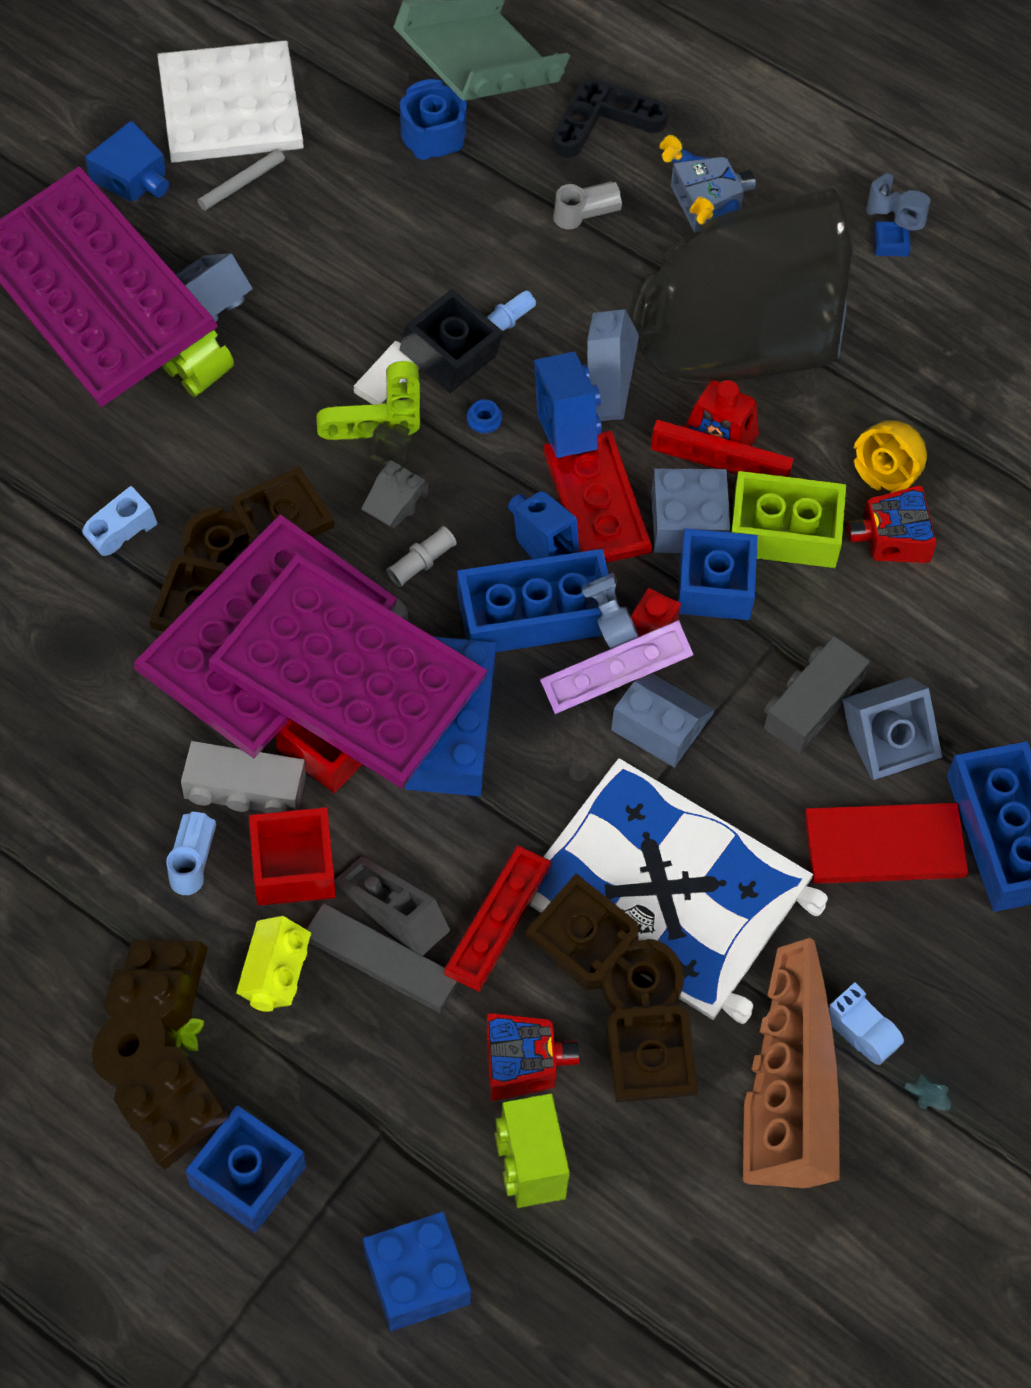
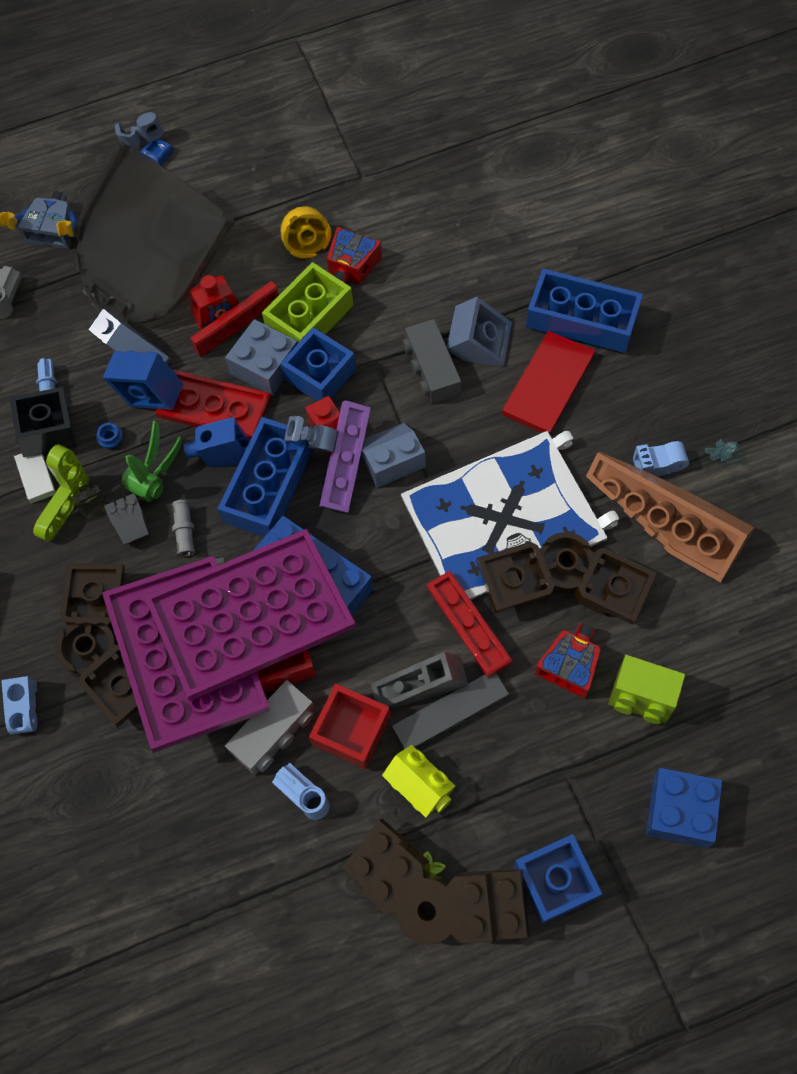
camera: 50 degrees left, 5 degrees up
(448, 477) = (138, 477): none -> bright green plant

